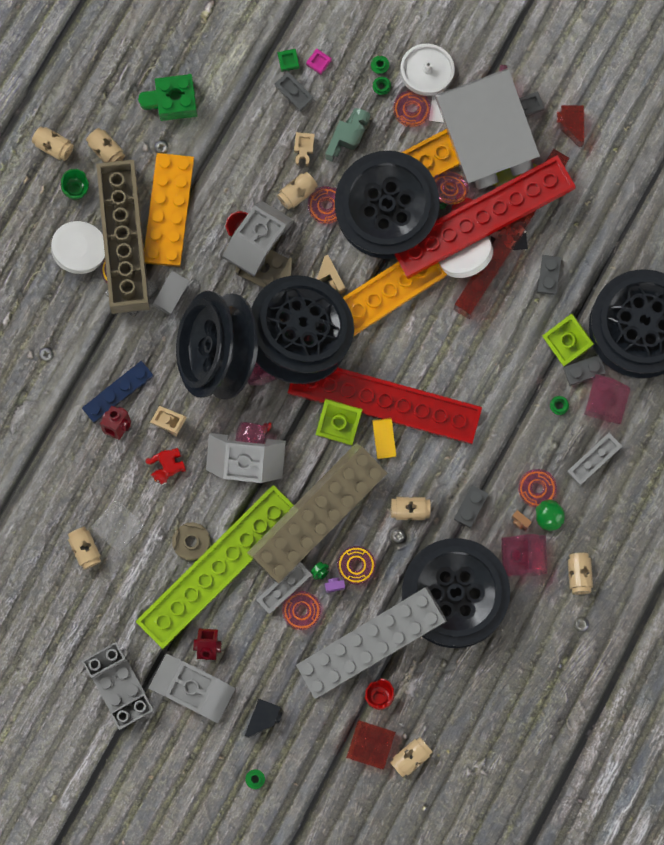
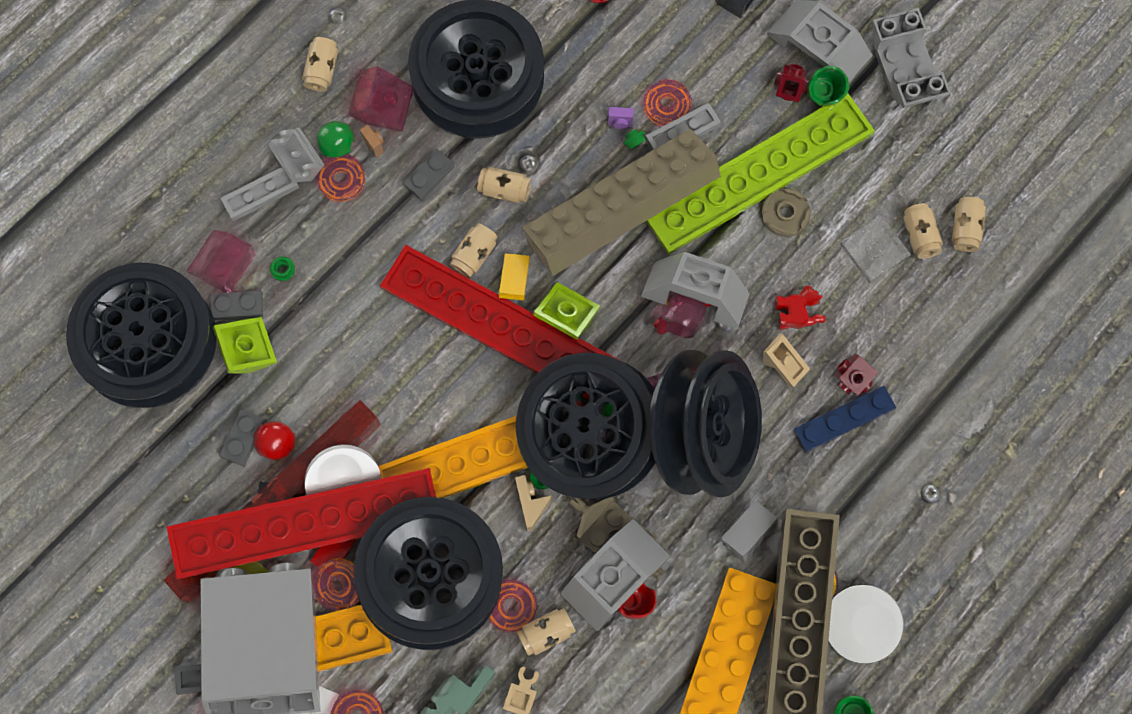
camera: 170 degrees left, 5 degrees down
(50, 553) = (968, 224): none -> tan piece
(178, 643) = (828, 86): none -> green hair
(362, 555) = (588, 125): clear pink tile -> none
(371, 642) = (592, 31): light grey plate -> none
(424, 443) = (481, 241): none -> tan piece
(525, 276) = (274, 440): none -> red hair
(572, 122) = (143, 636): clear red slope -> none
(575, 492) = (296, 155): none -> light grey hinge

